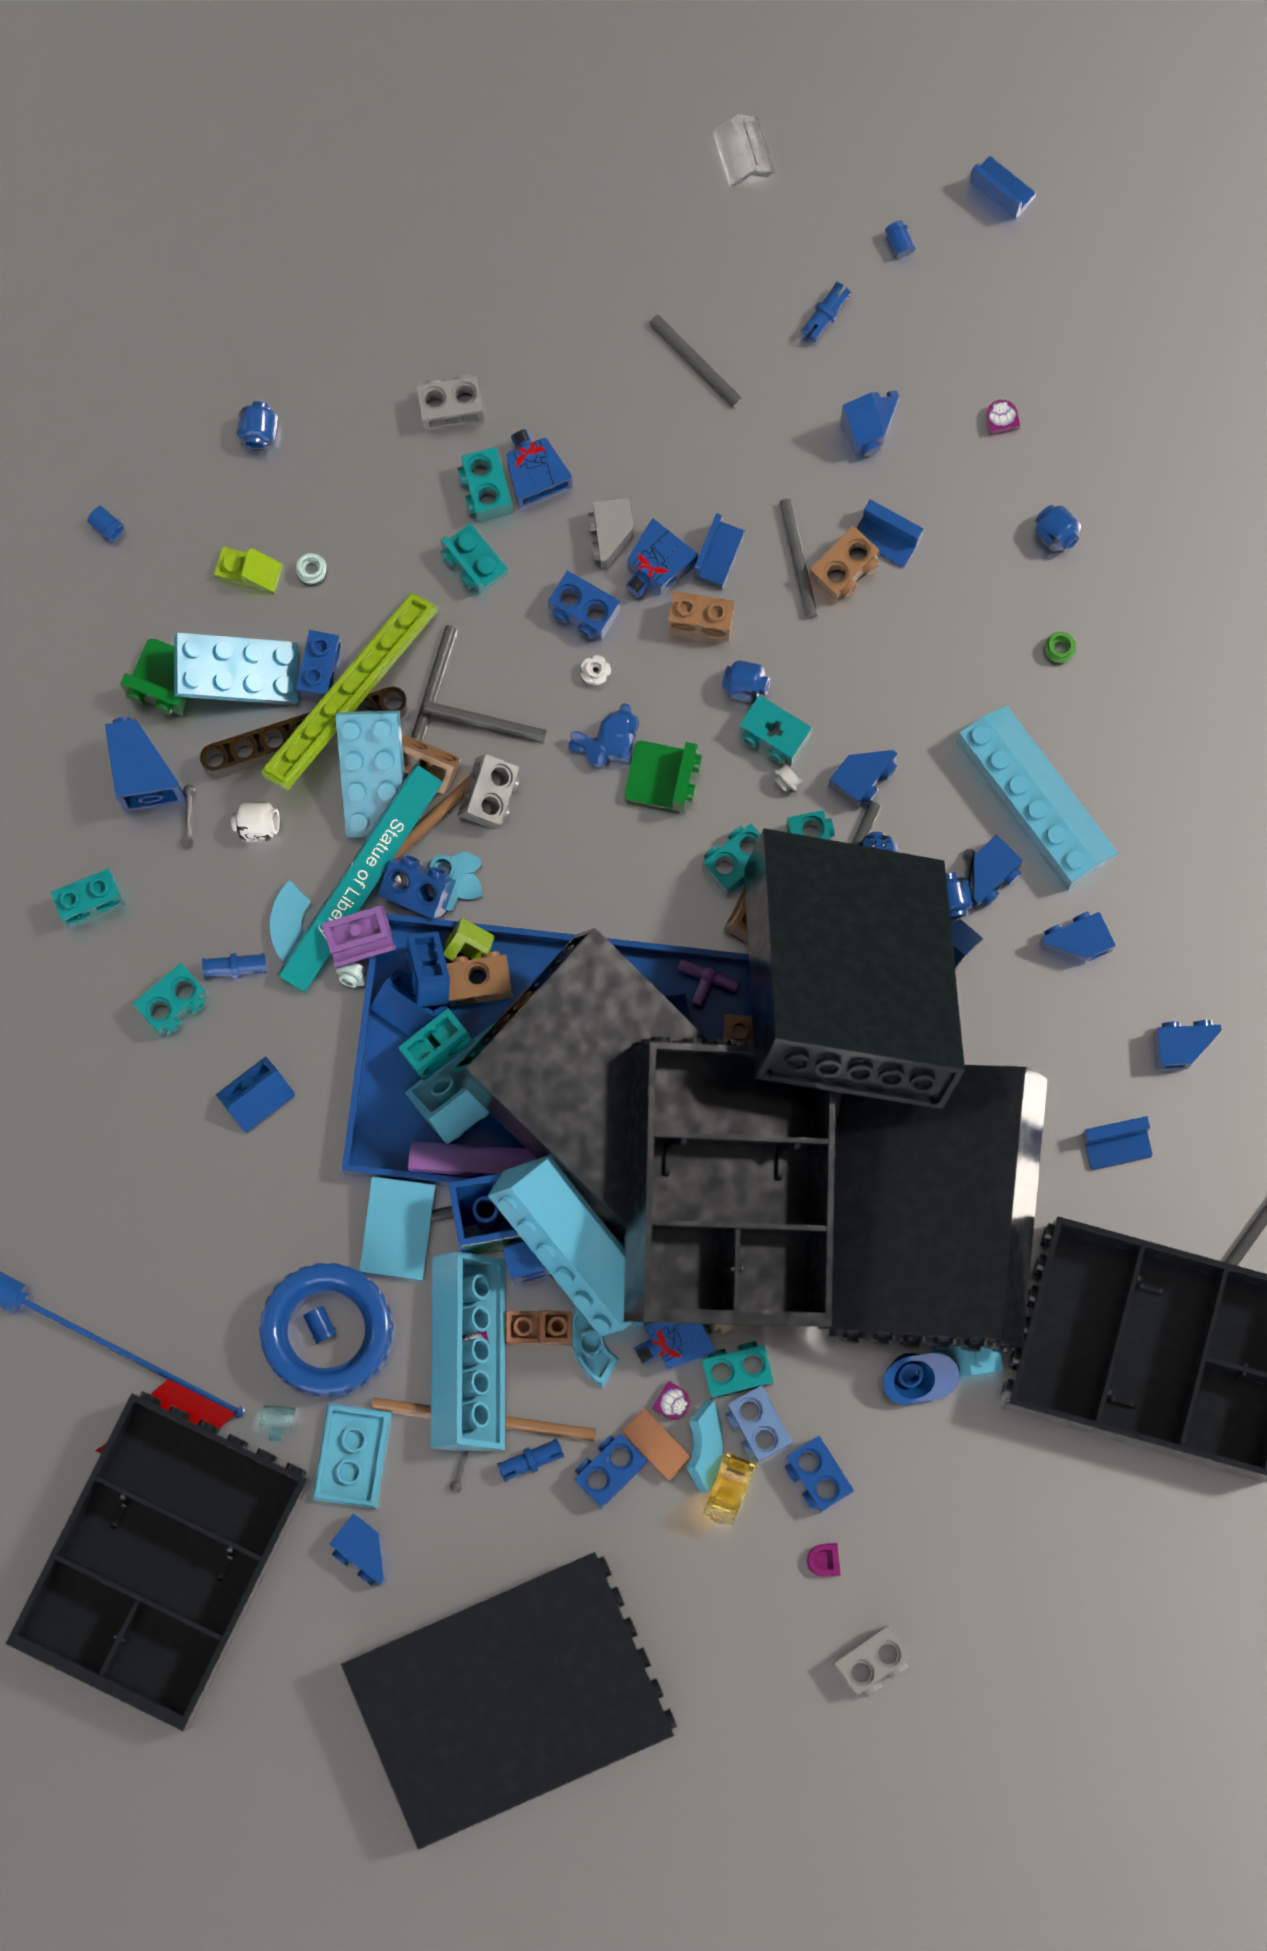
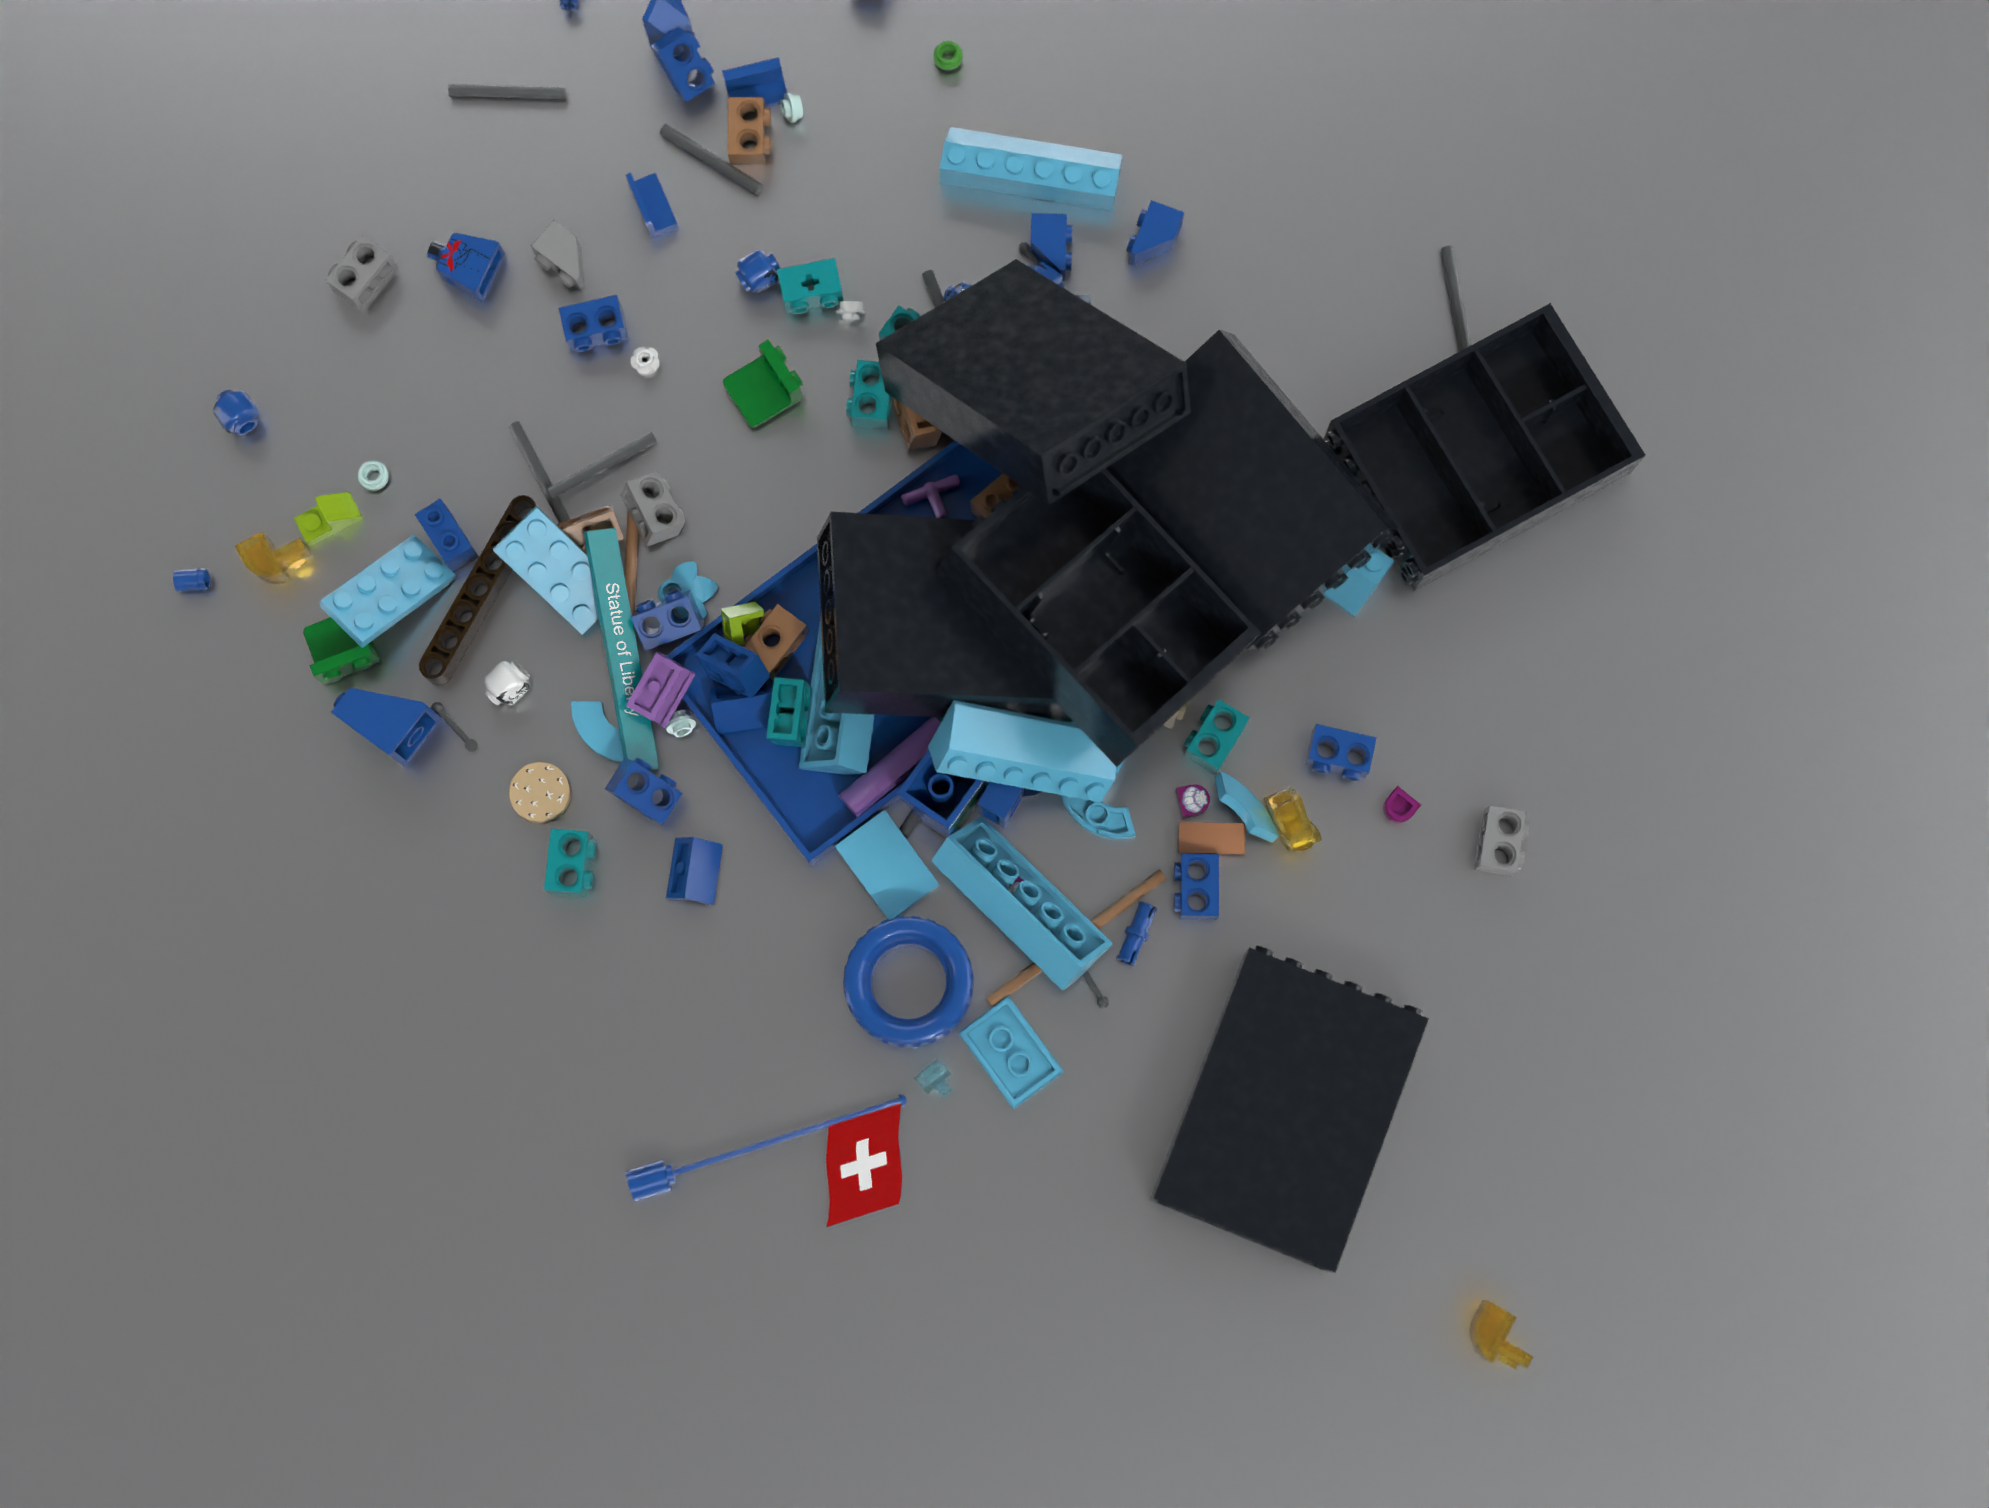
camera: 45 degrees left, 0 degrees up
(87, 898) = (437, 848): teal brick -> none
(159, 1560) = (952, 1256): black container -> none
(170, 561) = (271, 564): none -> clear yellow brick
(201, 926) = (539, 792): none -> tan tile
(234, 965) = (588, 798): blue pin -> none
(270, 1000) = (641, 795): none -> blue brick
(319, 1324) = (898, 985): blue piece -> none
(349, 691) = (485, 531): lime tile -> none
(362, 1547) = (1082, 1106): blue slope -> none
(473, 558) = (483, 363): teal bracket -> none
(489, 484) = (445, 300): teal brick -> none
(538, 1327) = (1051, 838): nougat slope -> none
(613, 738) = (704, 394): blue animal -> none
(658, 560) = (615, 245): blue torso -> none
(674, 1343) = (1156, 758): blue torso -> none
(701, 615) = (682, 255): medium nougat brick -> none
(766, 1421) = (1268, 750): medium blue brick -> none
(843, 466) = (678, 67): none -> blue brick
(860, 774) = (898, 261): blue slope -> none
(898, 576) = (791, 107): none -> light aqua plate
(920, 1377) = (1343, 619): blue piece -> none
(1117, 1143) = (1313, 343): blue panel -> none
(1181, 1045) = (1292, 239): blue slope -> none

